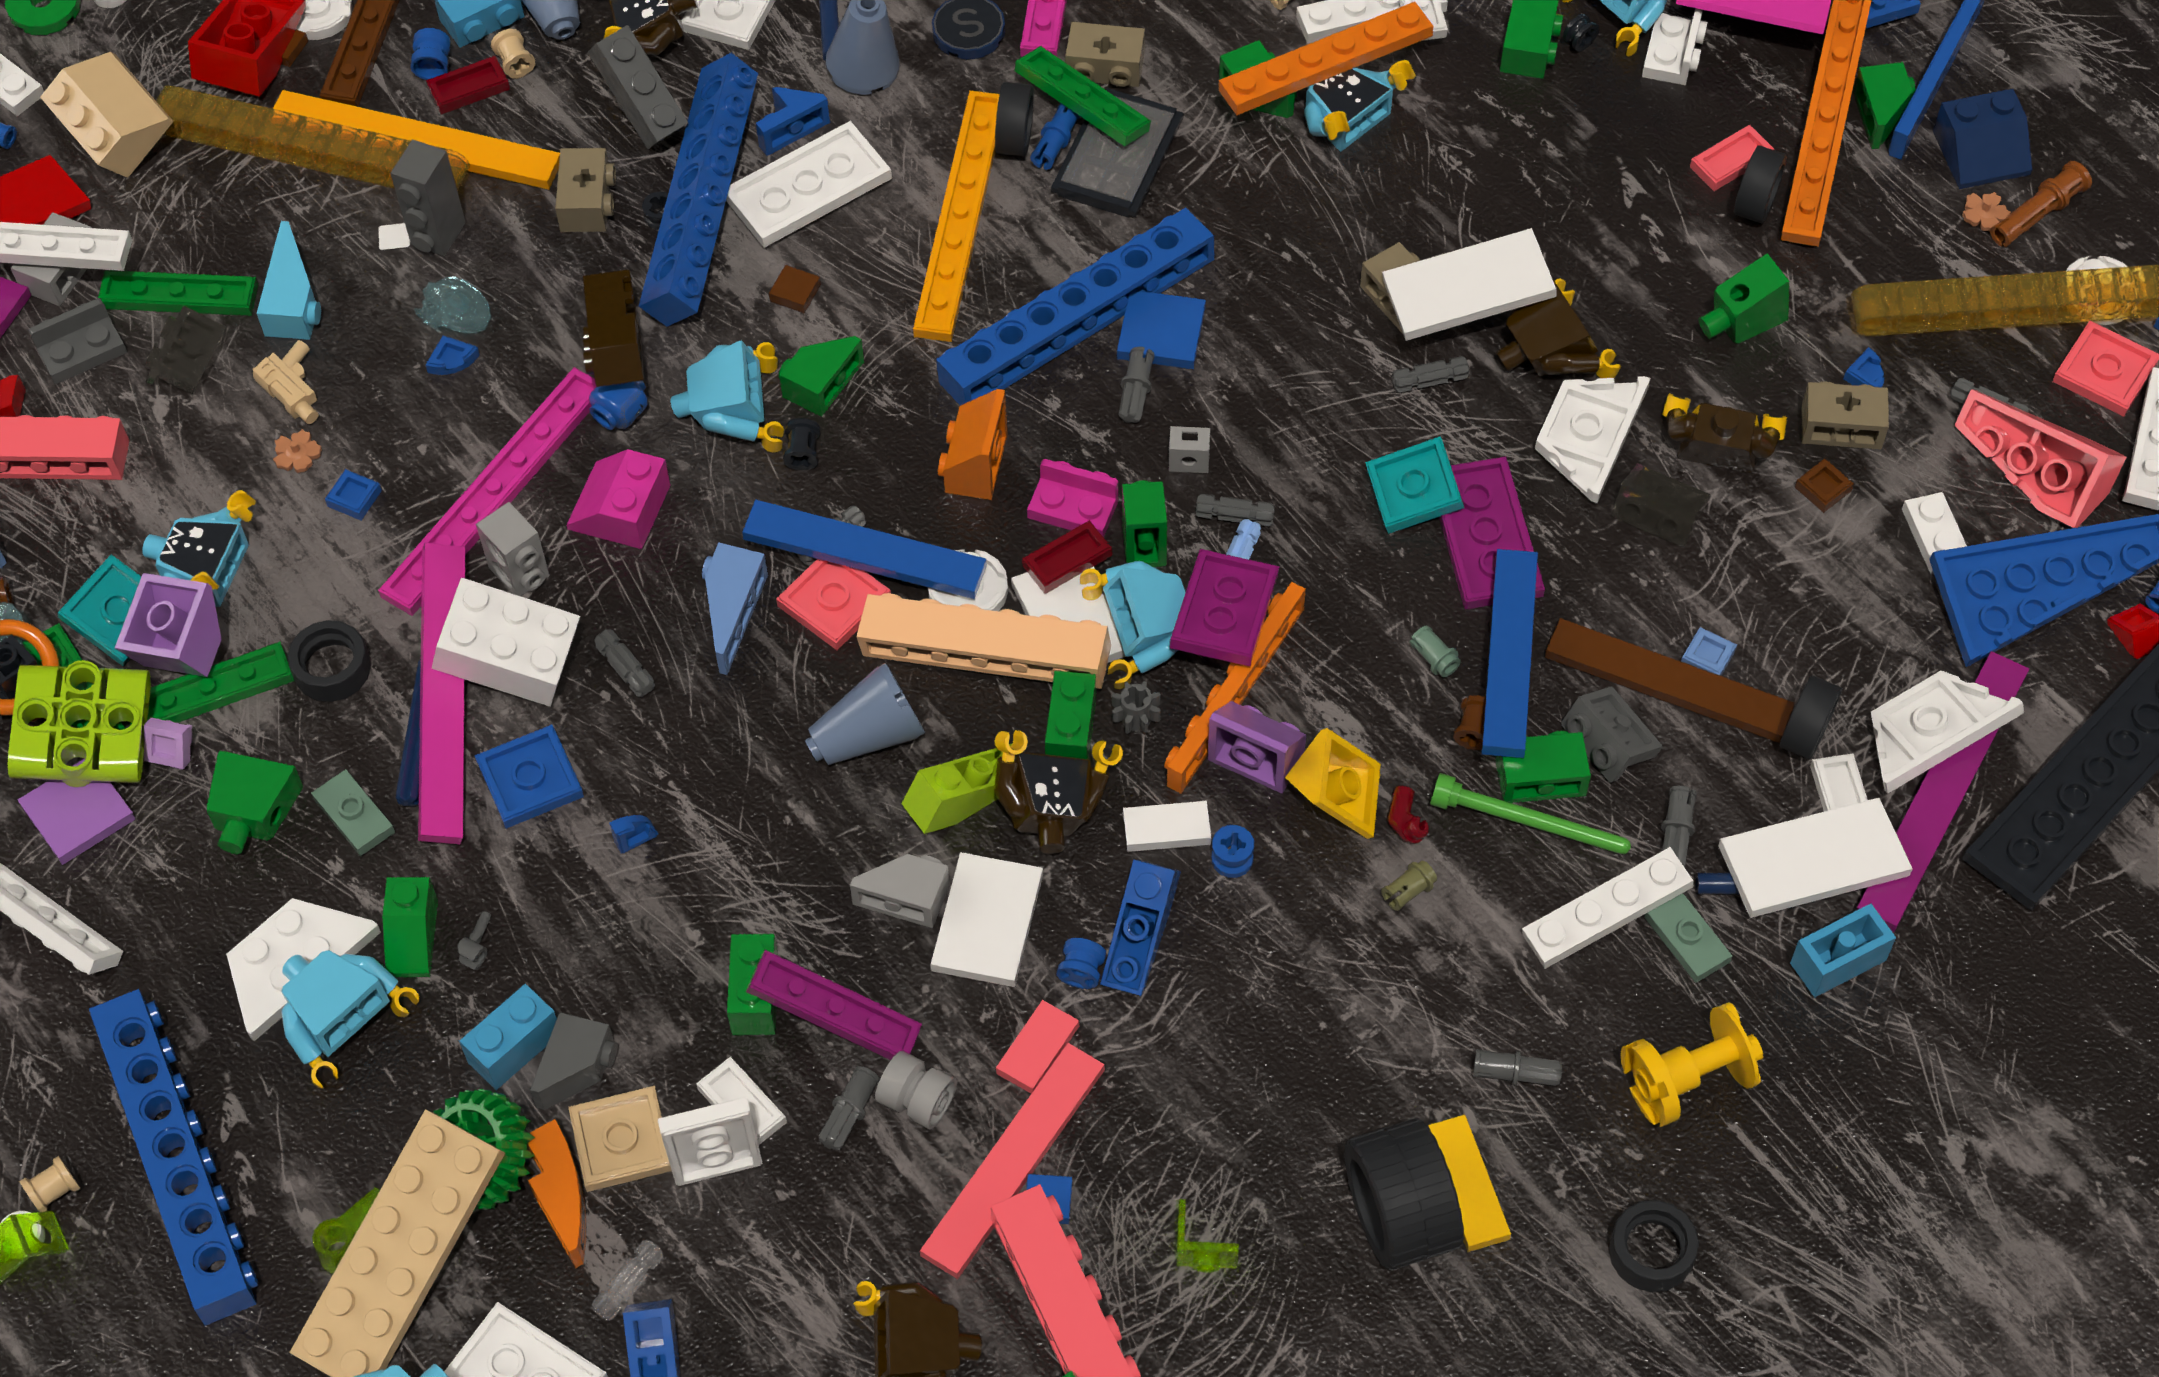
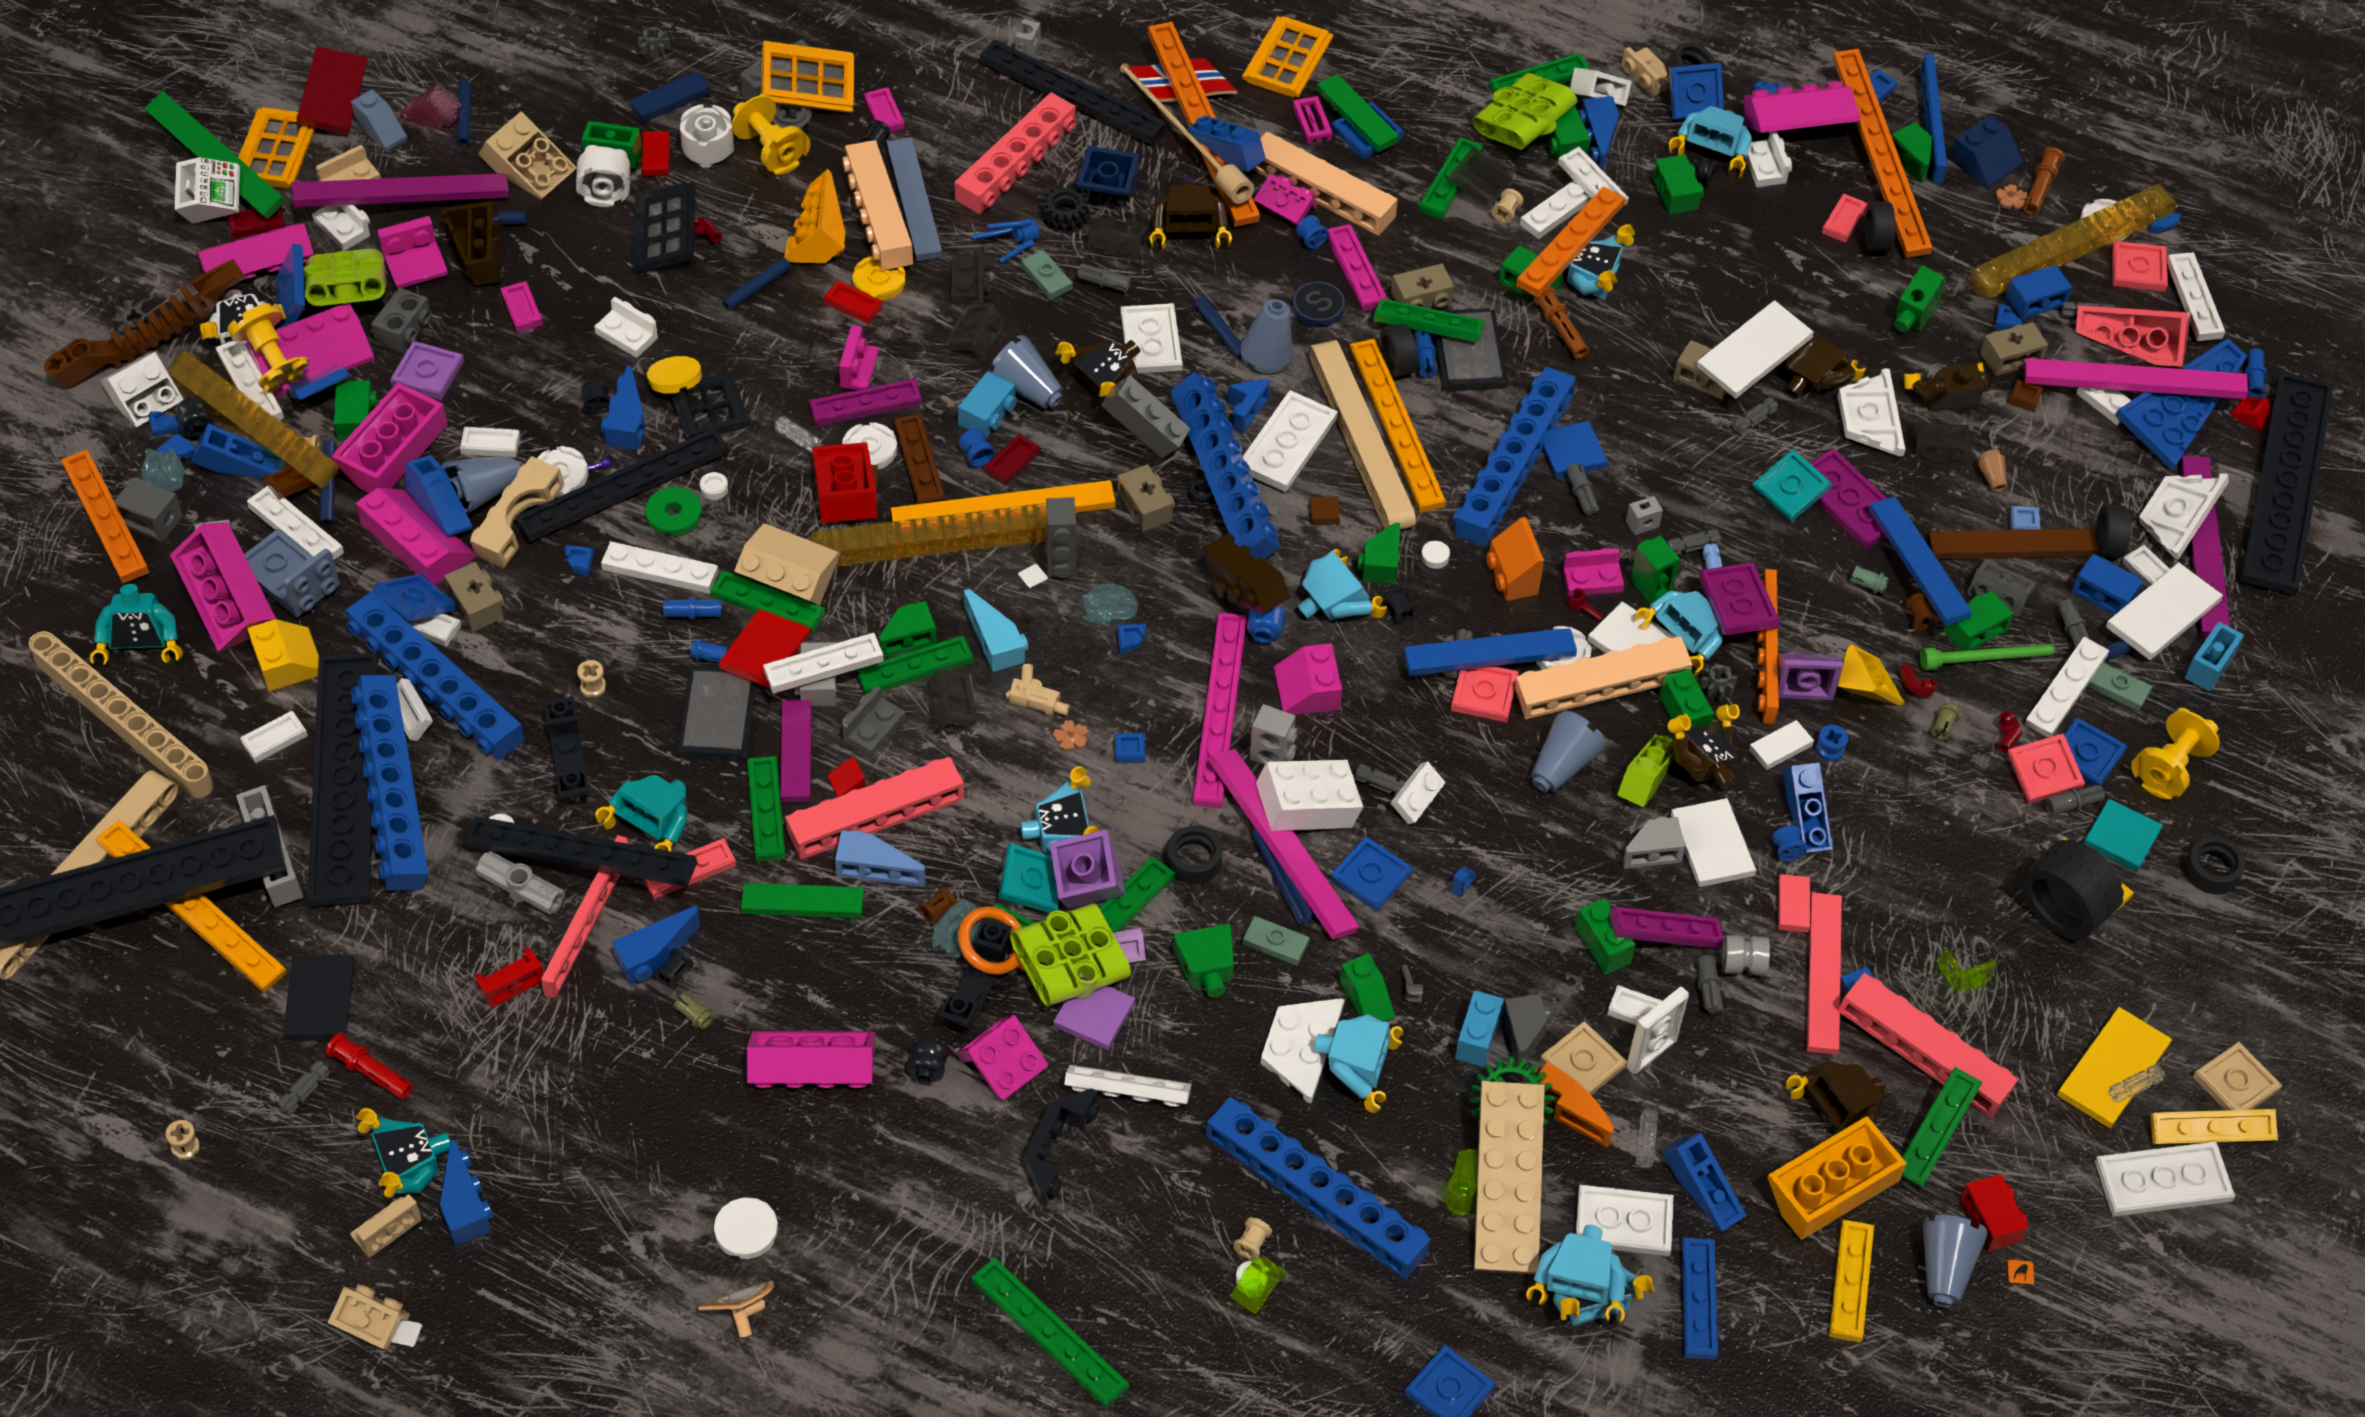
camera: 30 degrees left, 5 degrees down
(55, 140) = (755, 596): none -> green tile
(193, 245) = (908, 630): none -> green slope
(515, 58) = (1032, 427): tan bush -> none
(652, 695) = (1417, 792): none -> white plate
(733, 588) = (1424, 716): medium blue slope -> none
(892, 398) = (1435, 554): none -> white tile
(901, 212) = (1362, 435): none -> tan beam
(1033, 532) = (1580, 604): none -> dark red hand
(1067, 557) = (1616, 608): dark red tile -> none
(1257, 146) = (1557, 314): none -> dark orange pin
(1492, 935) = (2010, 729): none -> dark red arm
(1502, 1008) = (2045, 768): none -> coral tile
(1553, 1146) = (2123, 835): none -> teal tile
(1581, 1011) = (2093, 751): none -> blue tile
(1707, 568) = (1993, 468): none -> medium nougat cone
(1758, 786) = (2106, 585): none -> blue brick
(1931, 351) = (2038, 292): none -> blue brick
(1988, 520) = (2136, 378): none -> dark pink tile

